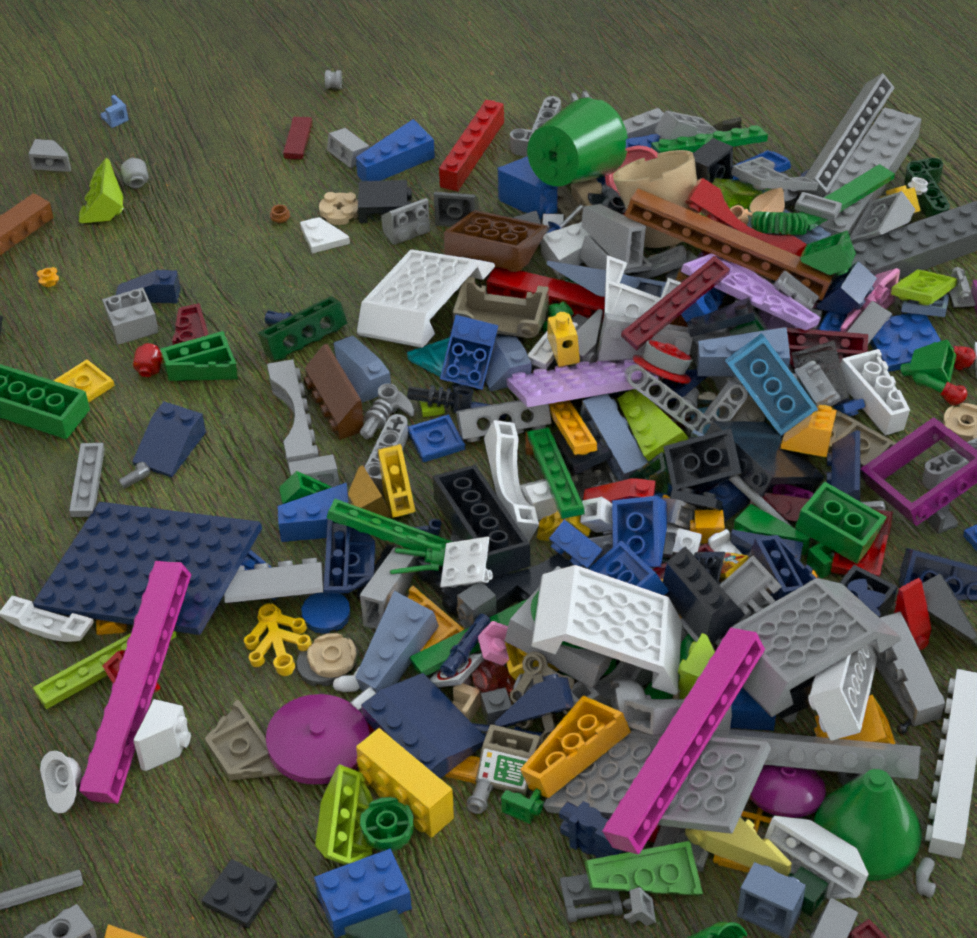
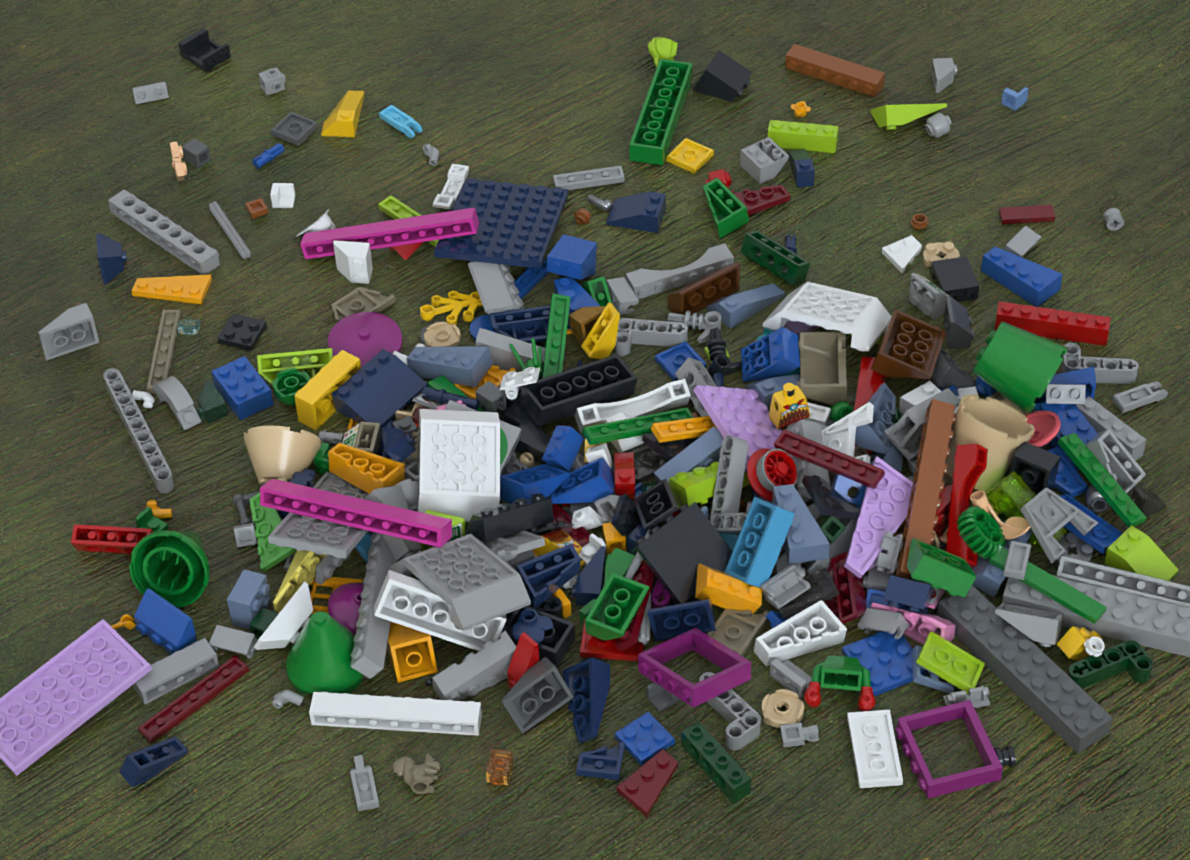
camera: 80 degrees right, 0 degrees up
(98, 279) = (804, 136): none -> lime slope
(155, 494) = (582, 216): none -> dark orange plate
(253, 495) = (573, 257): none -> blue slope
(529, 840) = (280, 452): none -> tan cone
(798, 146) = (1139, 554): none -> lime slope
(925, 409) = (790, 676): none -> light grey panel

